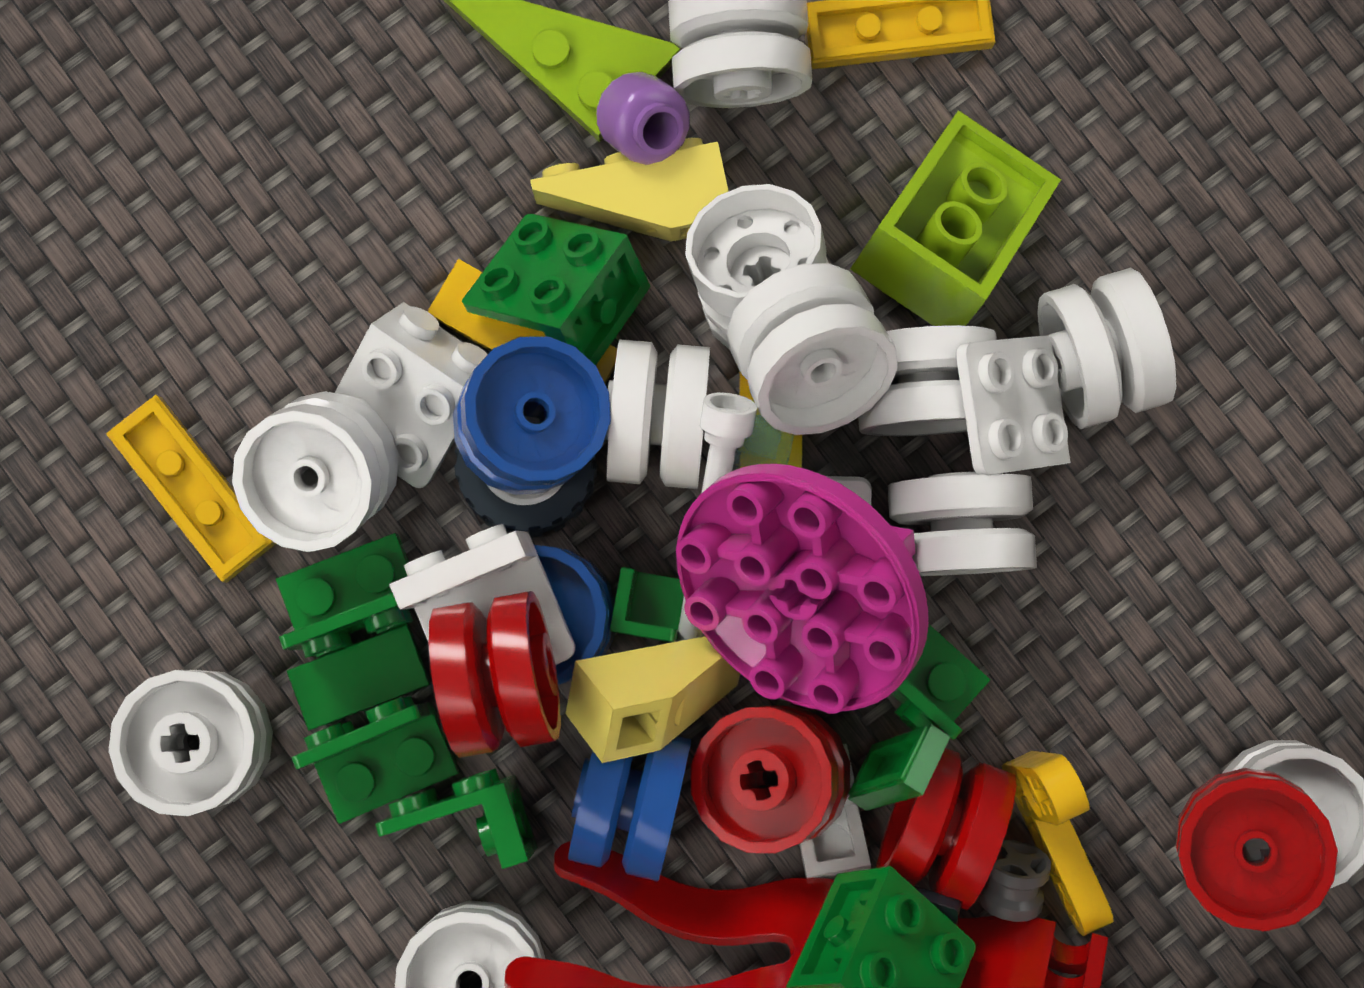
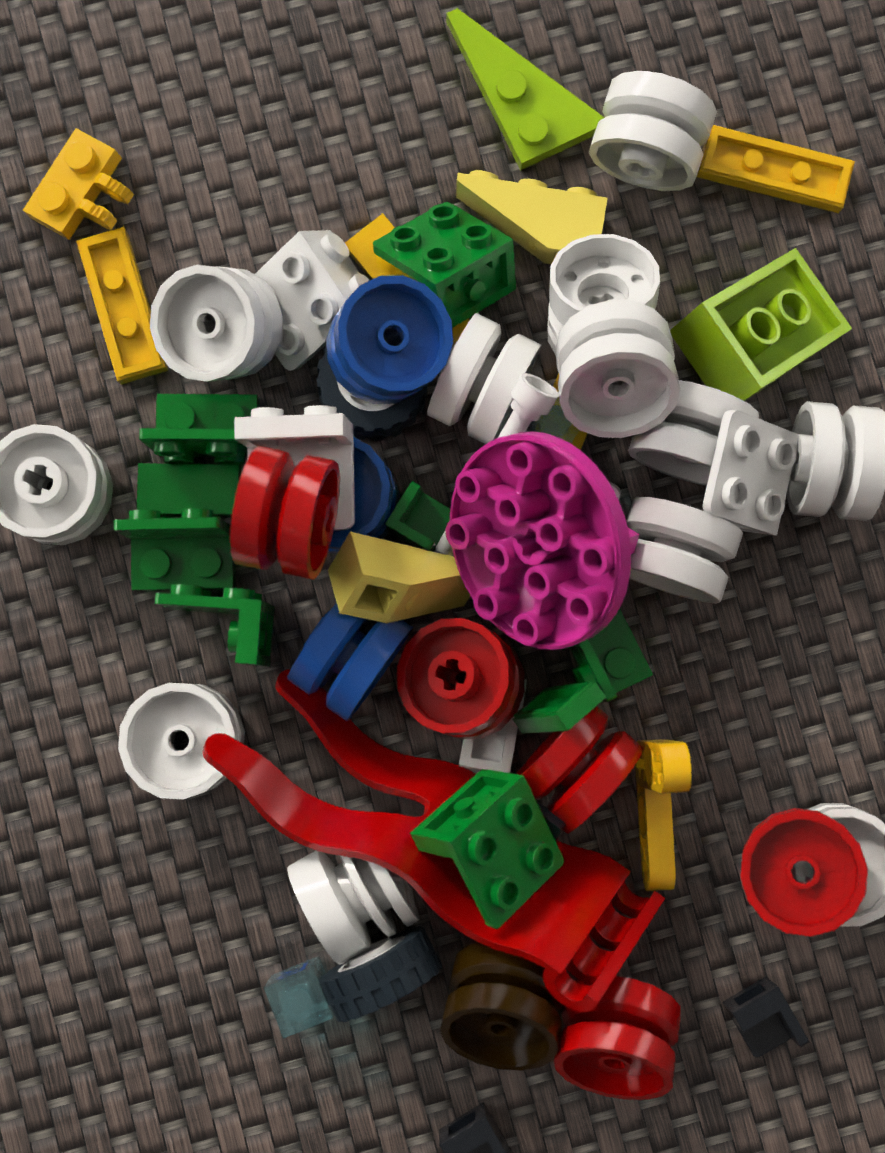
camera: 25 degrees right, 0 degrees up
(77, 366) = (74, 184): none -> yellow hinge
(643, 117) = (559, 159): medium lavender head -> none
(1016, 882) = (611, 829): dark grey wheel -> none

